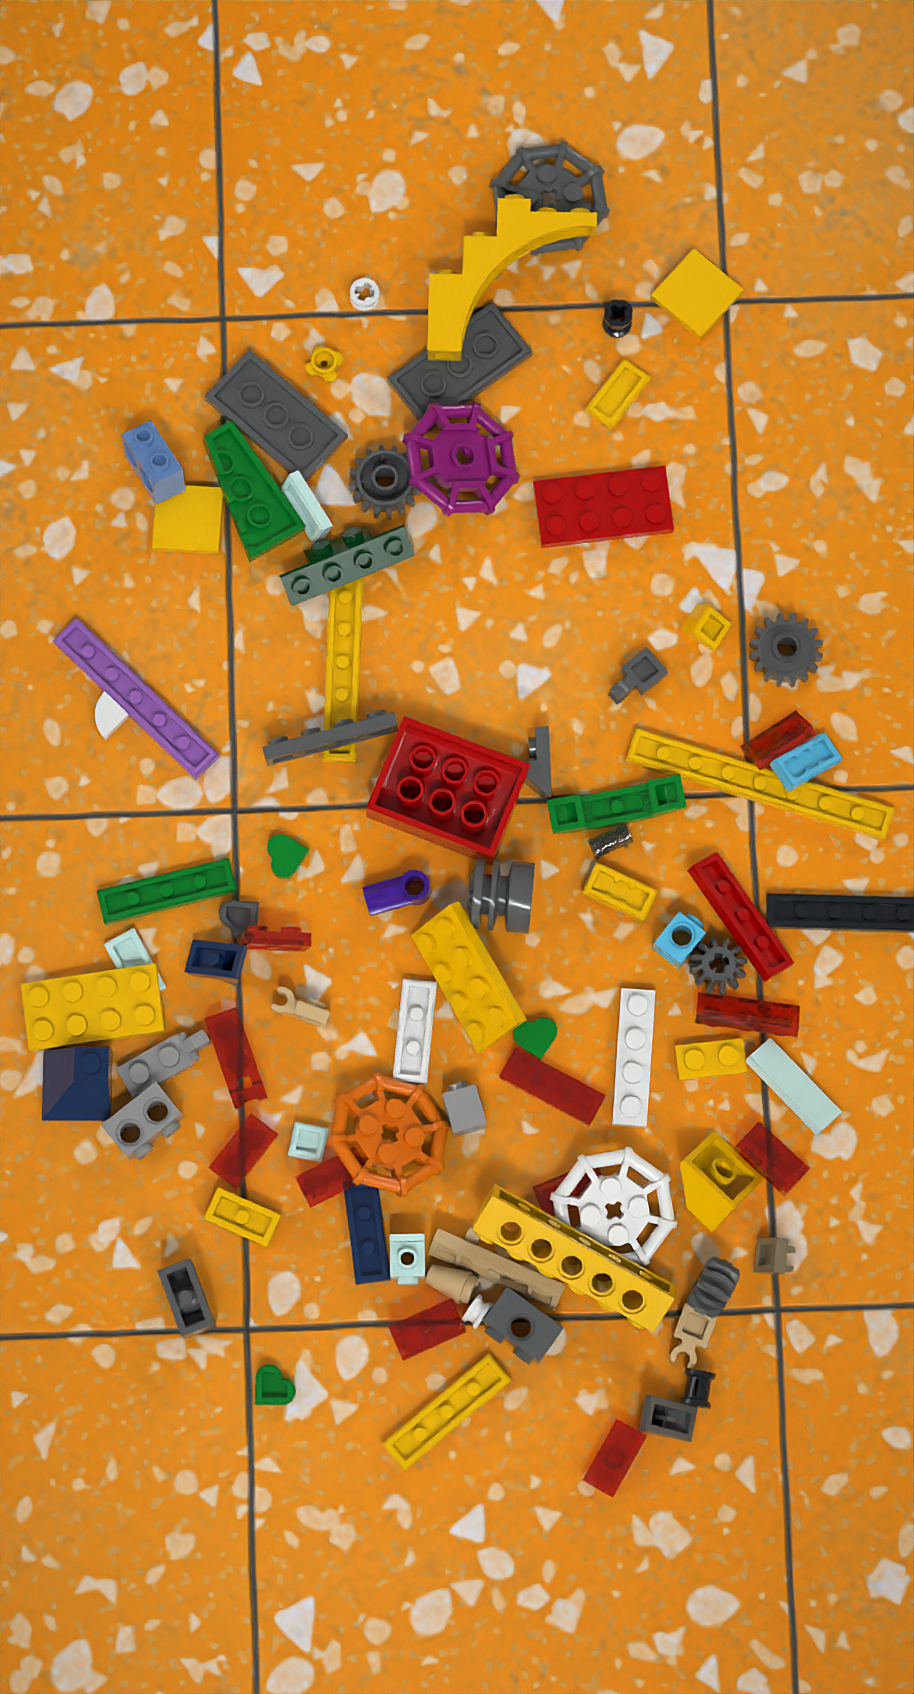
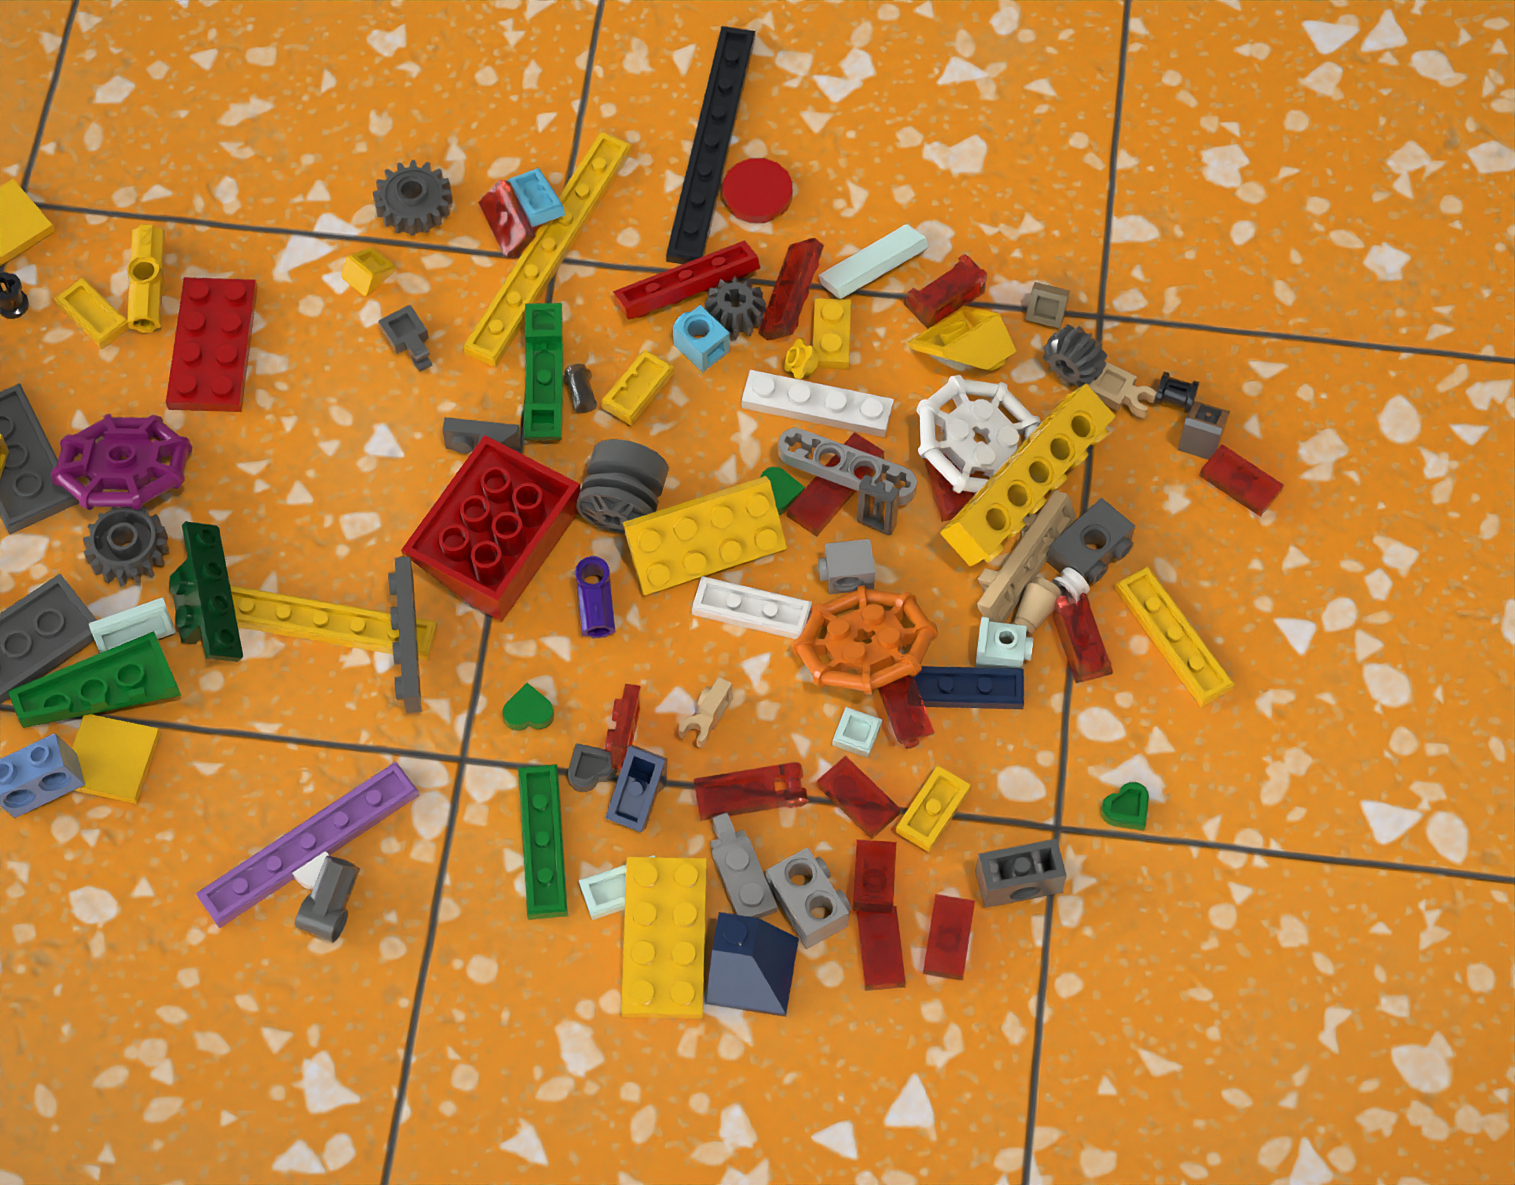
camera: 80 degrees left, 15 degrees down
(76, 724) = (324, 909): none -> dark grey piece
(111, 1190) = (880, 950): none -> clear red plate
(126, 1246) = (949, 937): none -> clear red plate
(171, 1175) = (874, 876): none -> clear red plate
(521, 1125) = (891, 498): none -> dark grey tile
(558, 1092) = (849, 461): none -> light grey beam
(672, 1035) = (801, 359): none -> yellow plate
(677, 427) = (146, 294): none -> yellow piece
(856, 966) = (757, 190): none -> red tile

